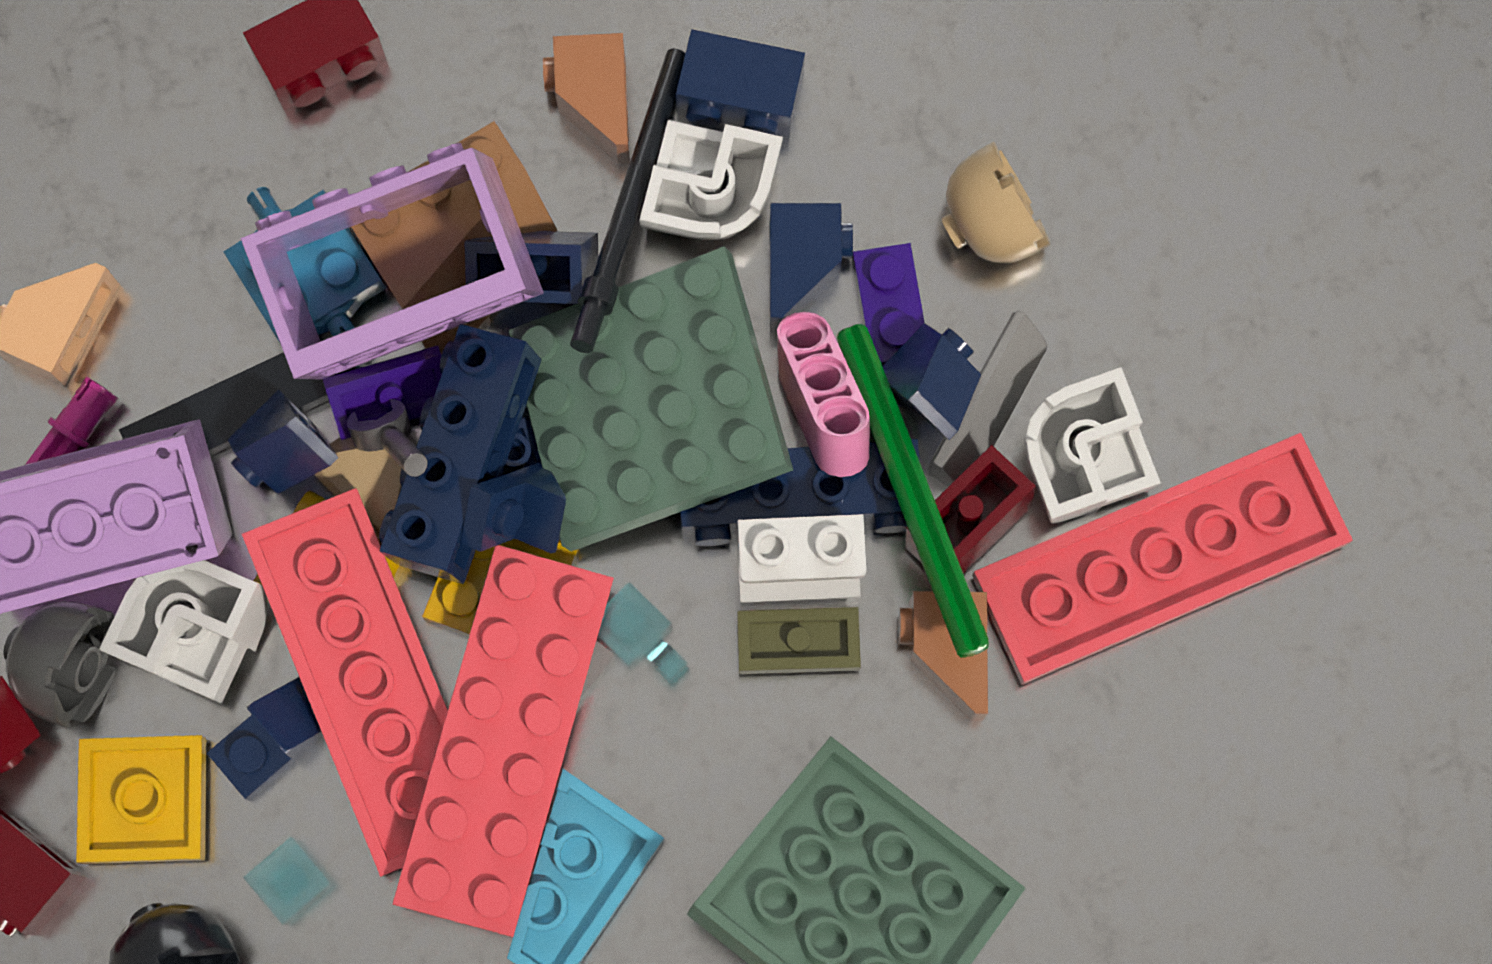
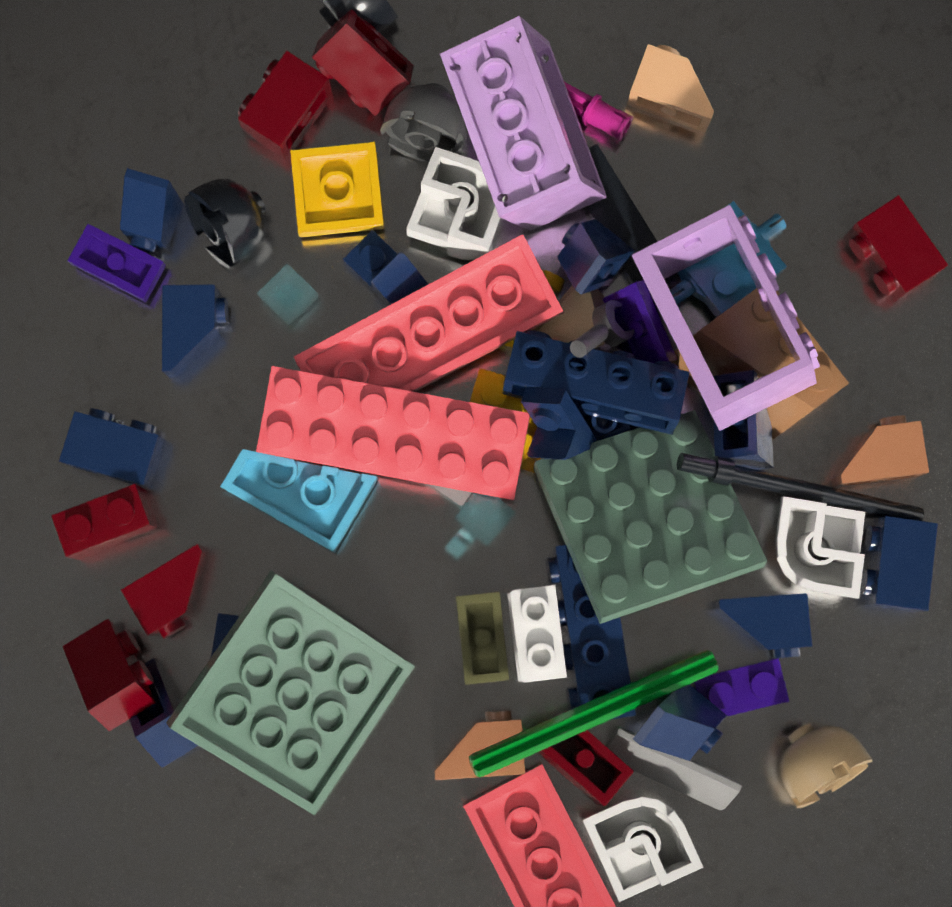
camera: 85 degrees right, 5 degrees up
(823, 394) = (683, 633): bright pink beam -> none

